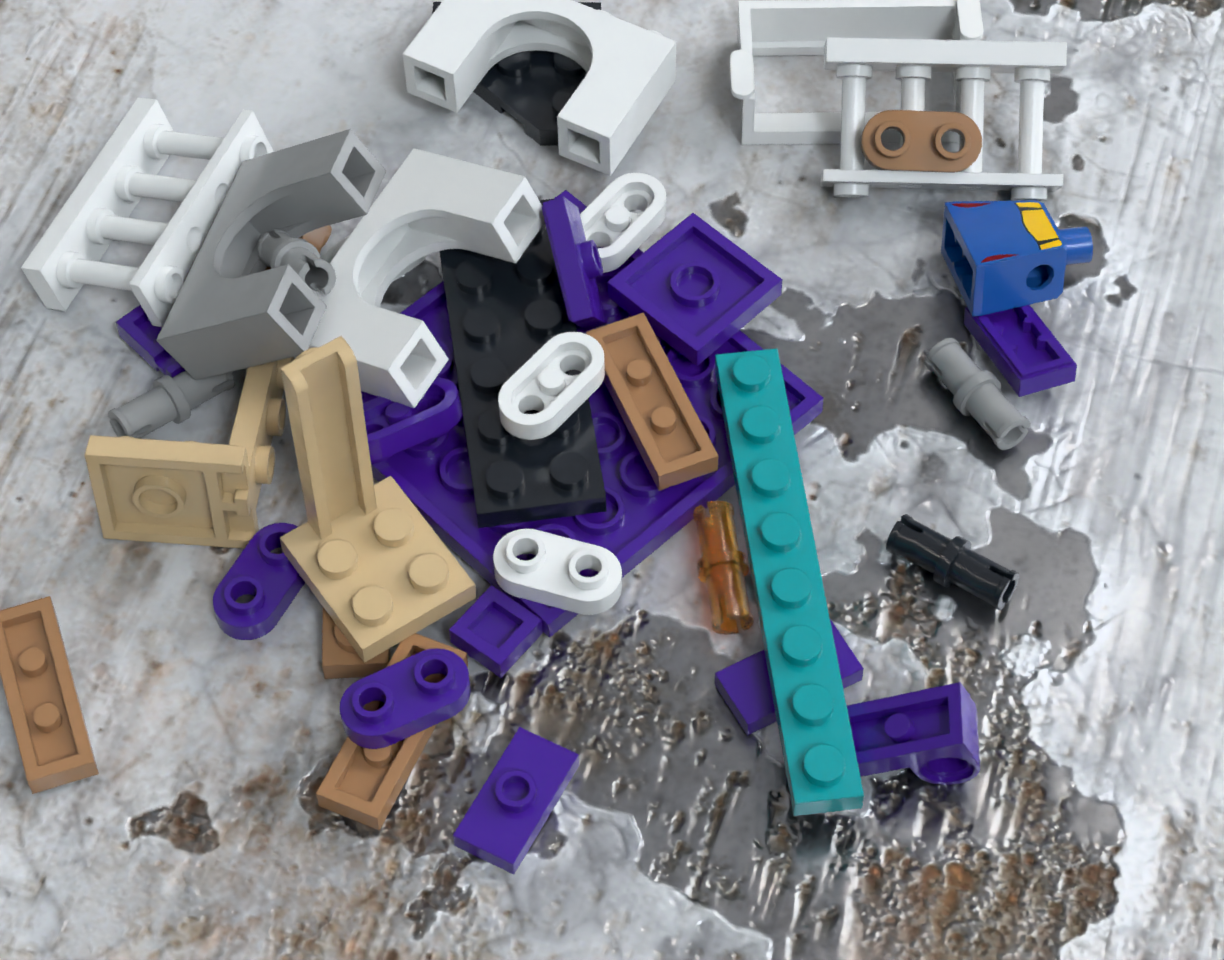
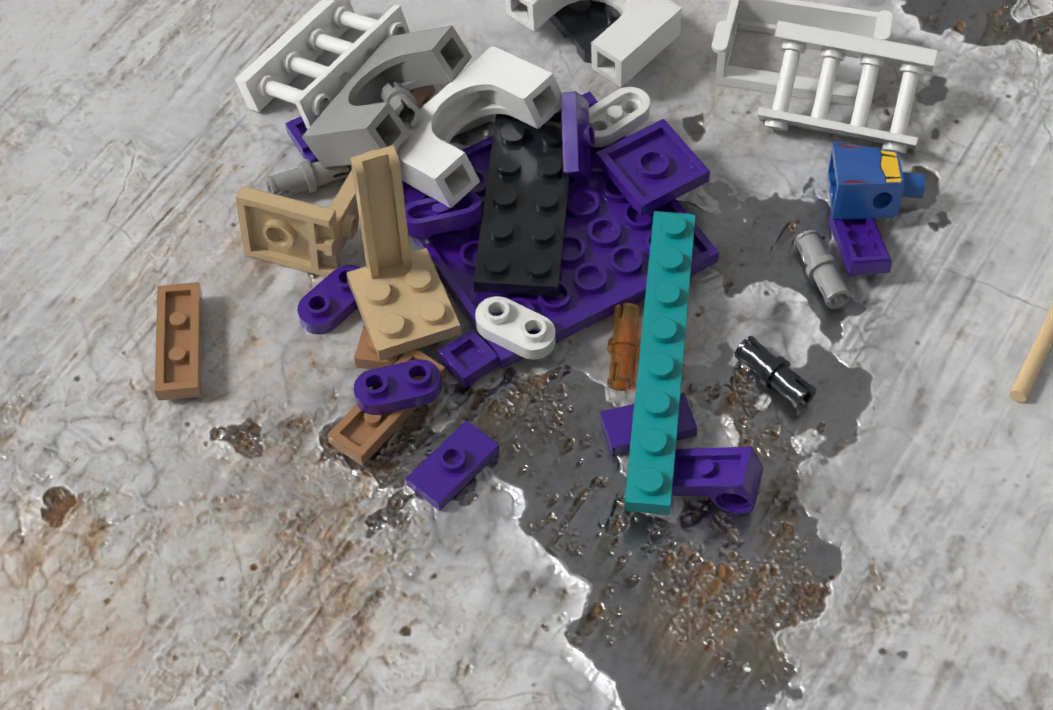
camera: 15 degrees right, 0 degrees up
(546, 387) = (537, 211): white plate -> none
(654, 403) = (604, 233): medium nougat plate -> none
(921, 141) = (827, 99): medium nougat plate -> none

